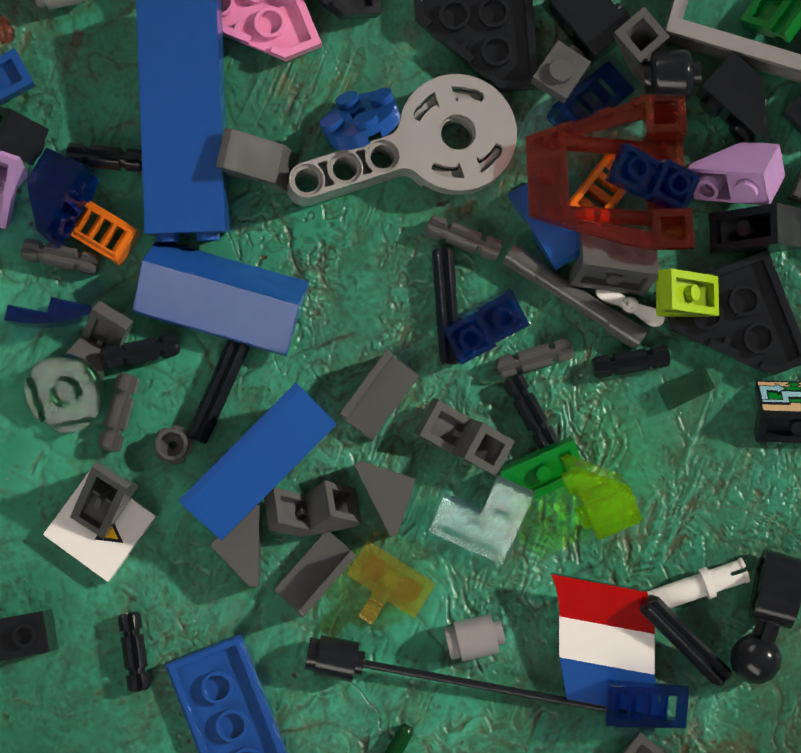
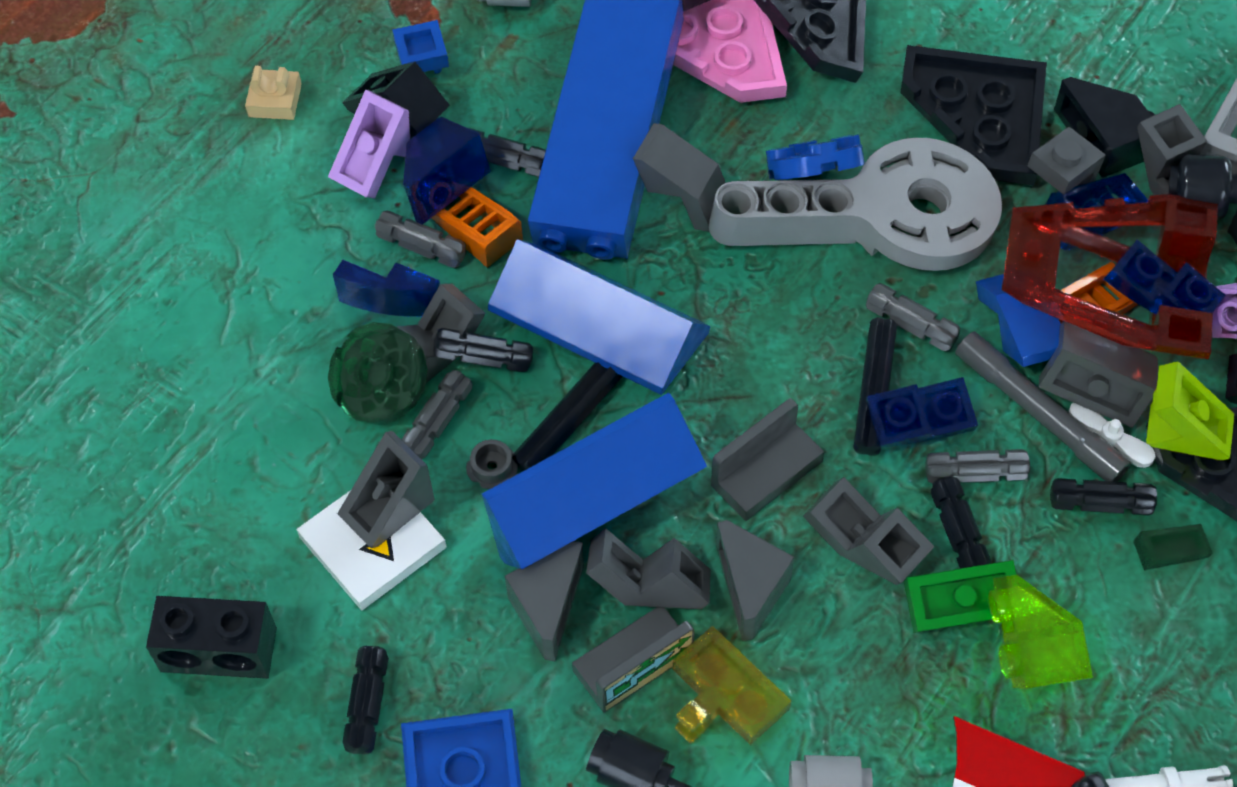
camera: 20 degrees right, 25 degrees down
(487, 529) = (876, 649): clear light blue plate -> none

